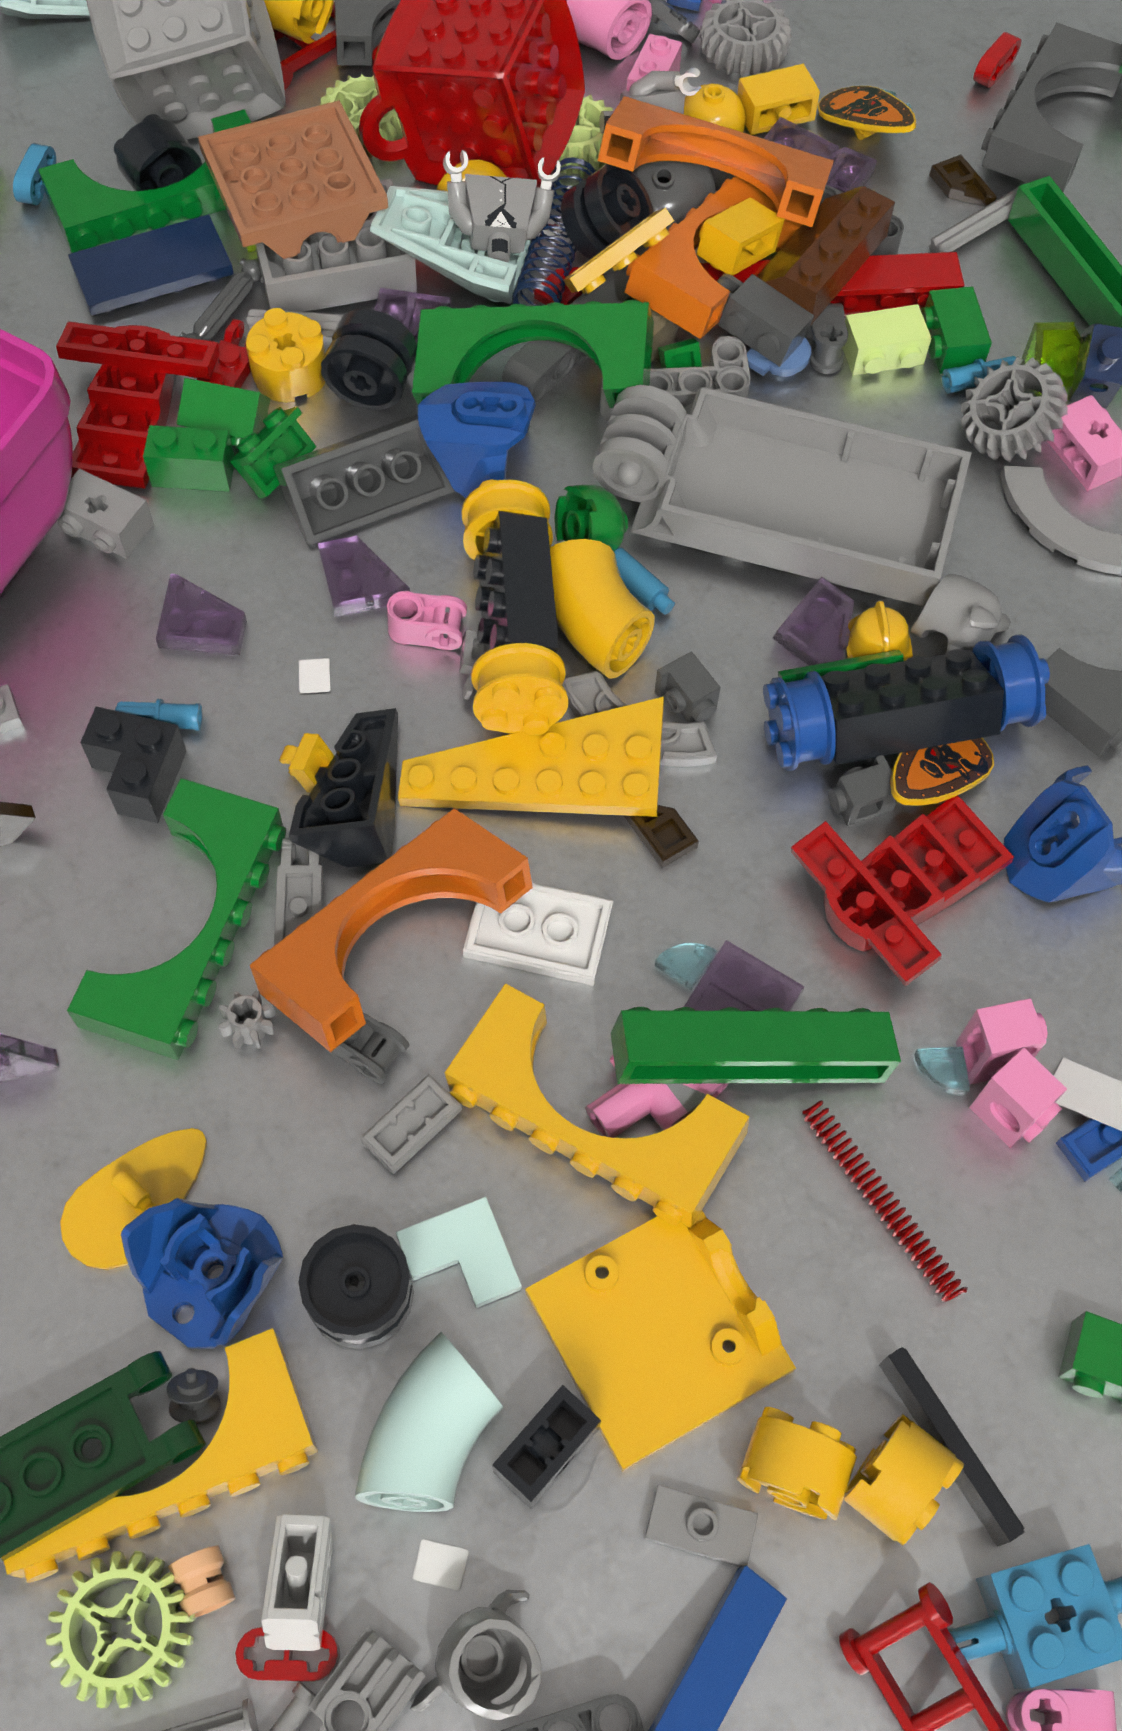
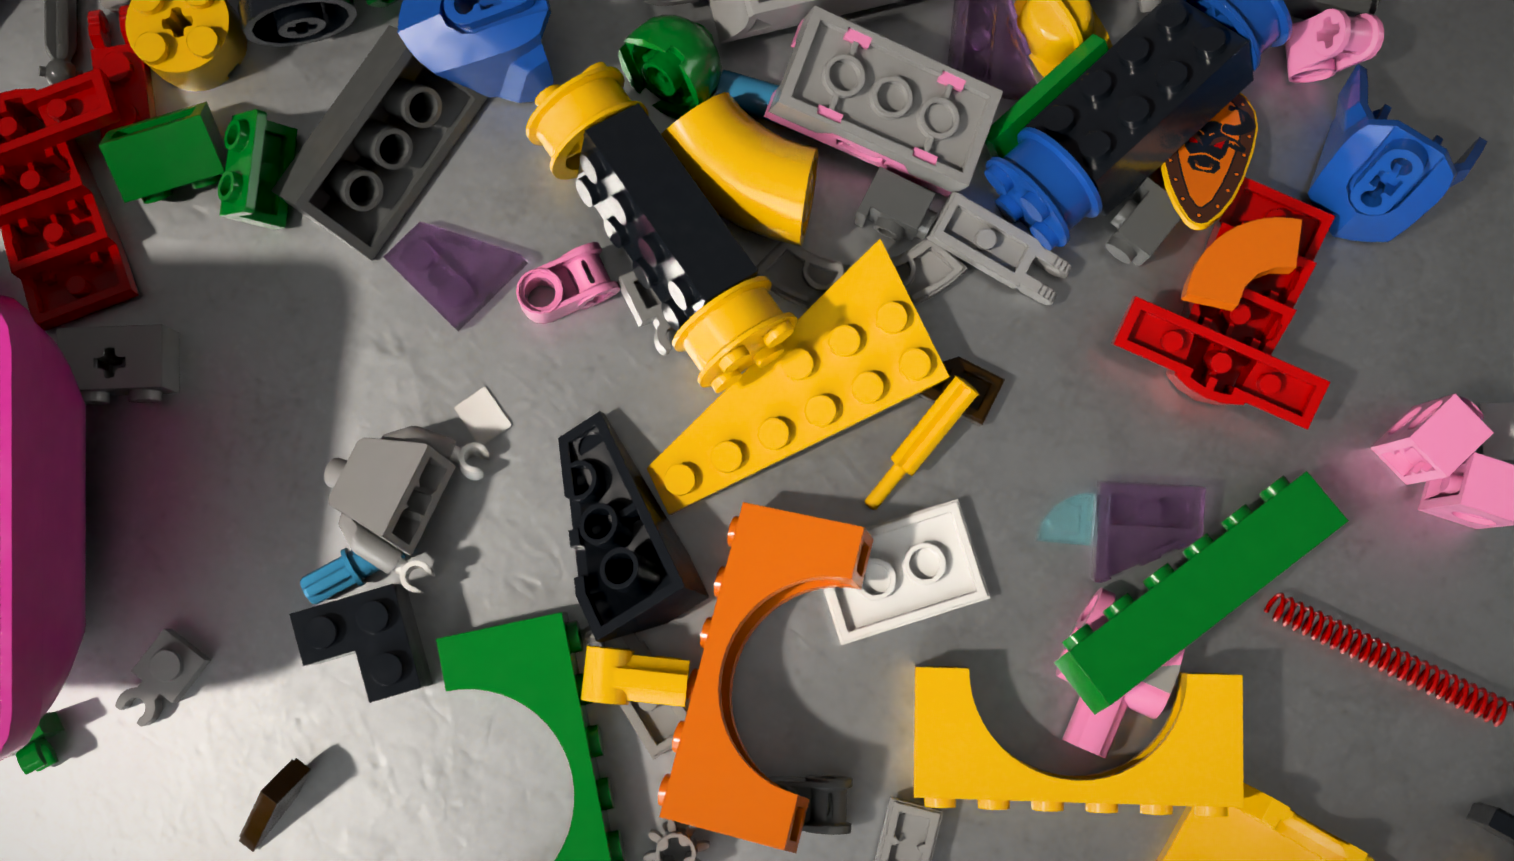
camera: 30 degrees left, 20 degrees up
(189, 458) = (166, 234): green piece -> none
(199, 620) = (312, 425): clear purple wing -> none
(221, 674) = (392, 491): none -> light grey torso
(290, 870) = (622, 677): none -> yellow piece
(307, 759) = (548, 530): yellow tile -> none
(614, 844) = (924, 437): none -> yellow axle
(718, 611) = (884, 103): none -> light grey piece
(746, 751) = (995, 247): none -> light grey hinge
(920, 836) = (1242, 256): none -> orange tile
(945, 1068) = (1378, 485): clear light blue tile -> none
(1072, 742) = (1331, 44): none -> bright pink piece

